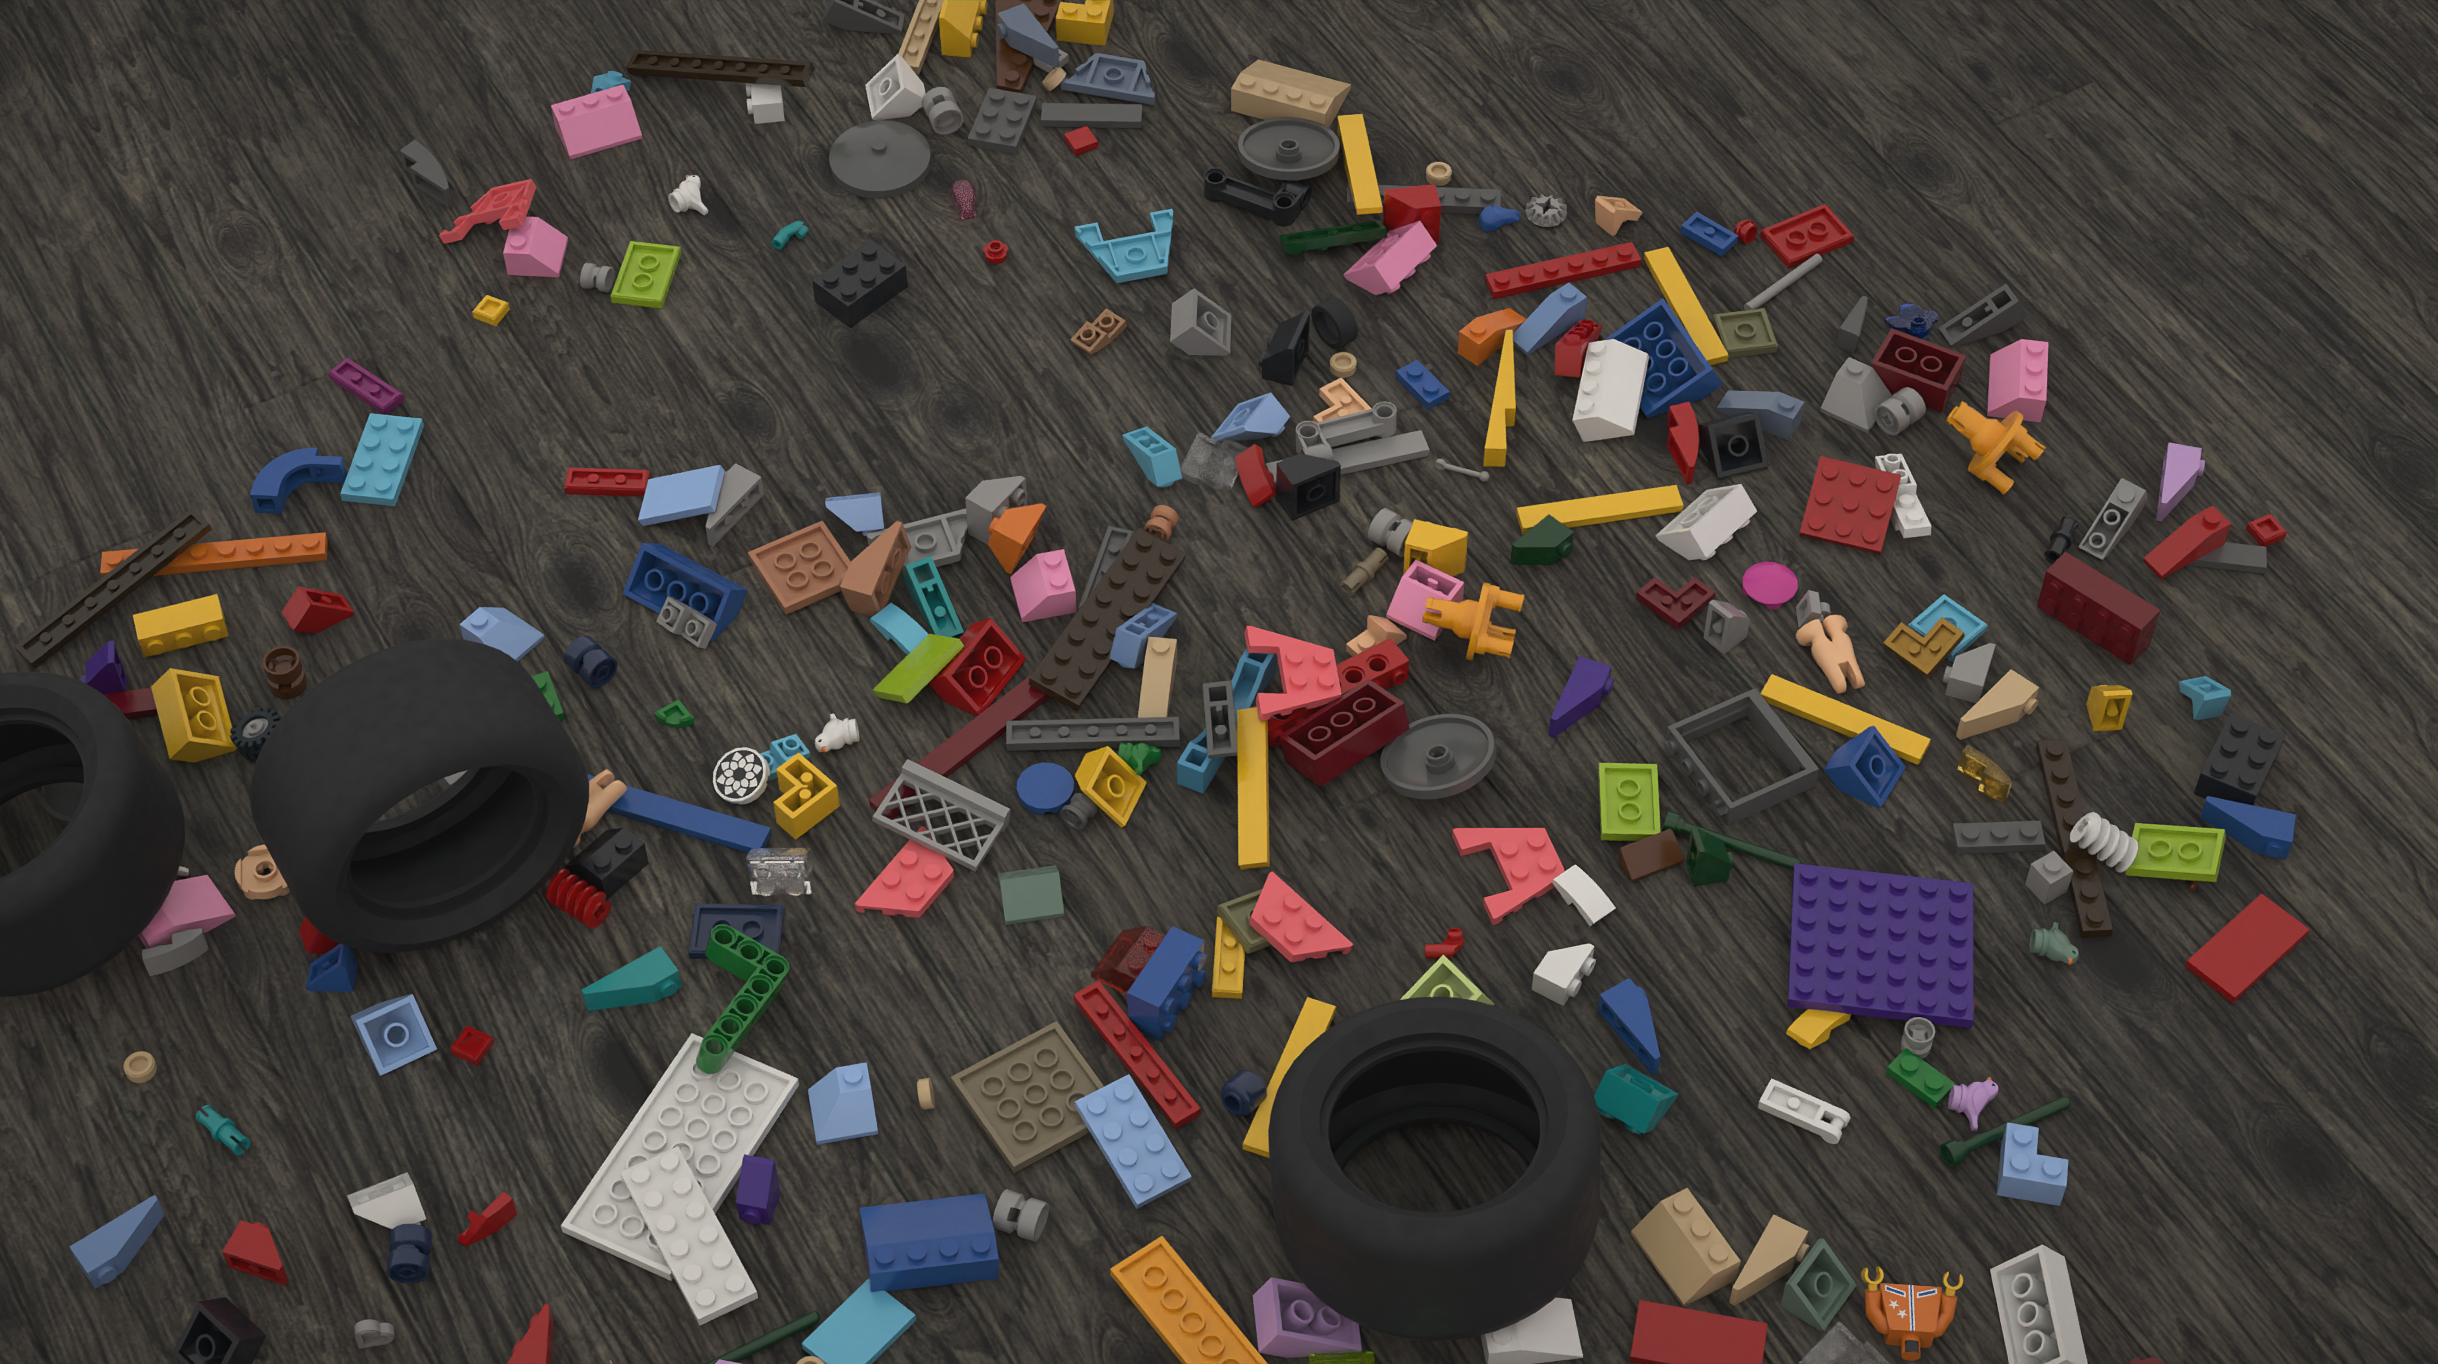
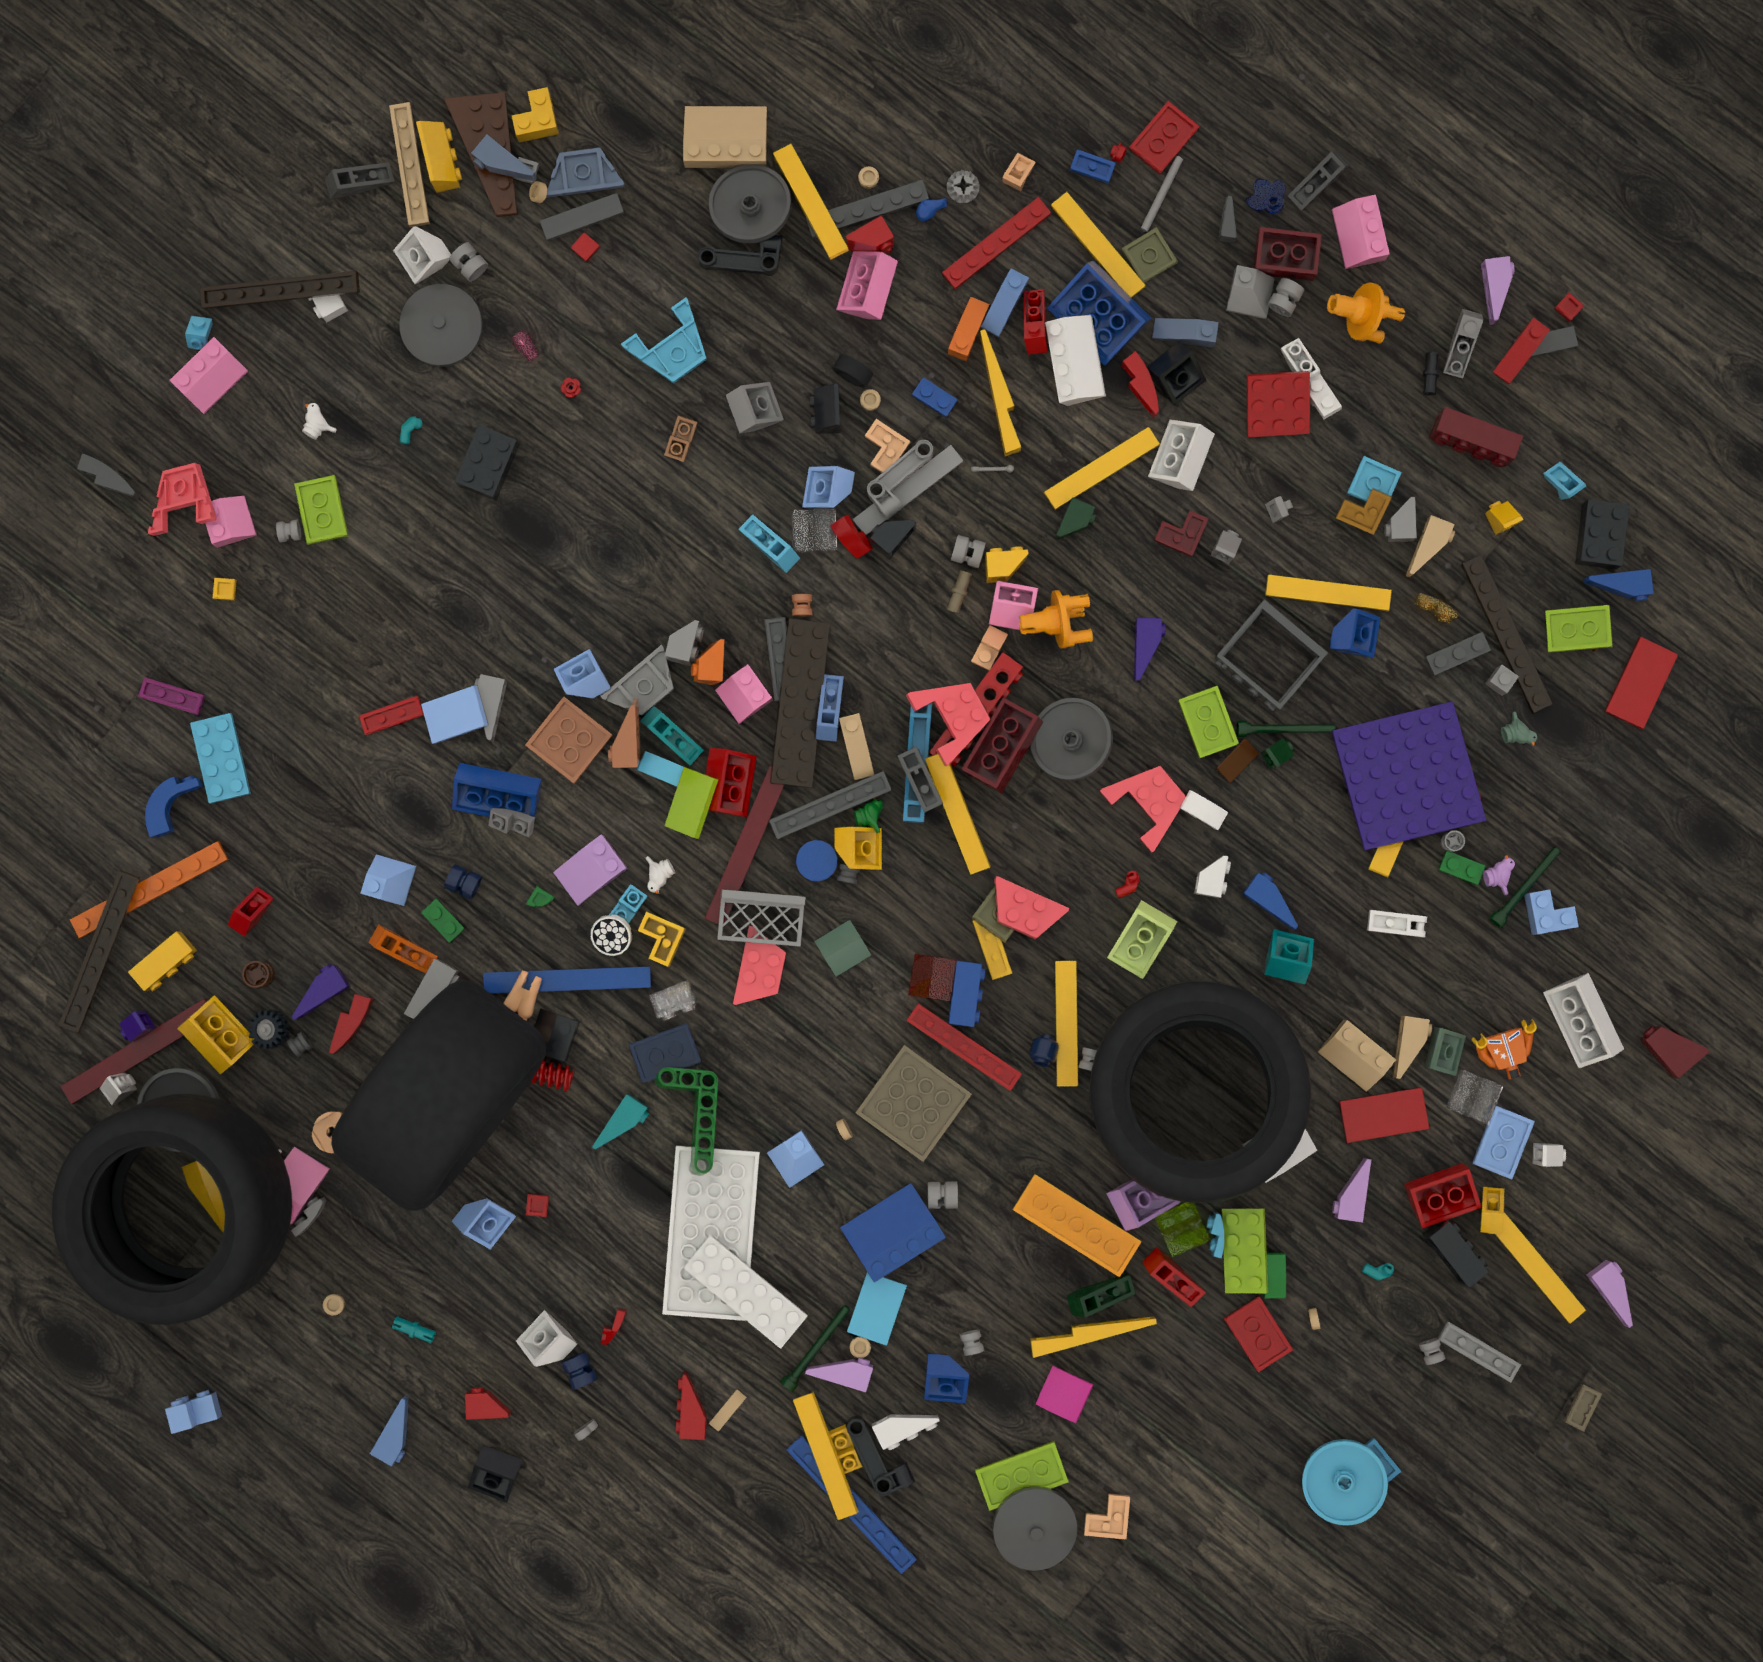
camera: 25 degrees left, 35 degrees up
(756, 702) = (590, 869): none -> lavender slope
(757, 1190) = (774, 1246): dark purple slope -> none
(1002, 120) = (516, 248): dark grey plate -> none
(1132, 1141) = (989, 1114): light blue plate -> none
(1340, 235) = (815, 279): dark green plate -> none
(1770, 584) = (1241, 491): dark pink dish -> none
(1834, 656) = (1307, 542): light nougat piece -> none
(2105, 841) = (1532, 641): white piece -> none

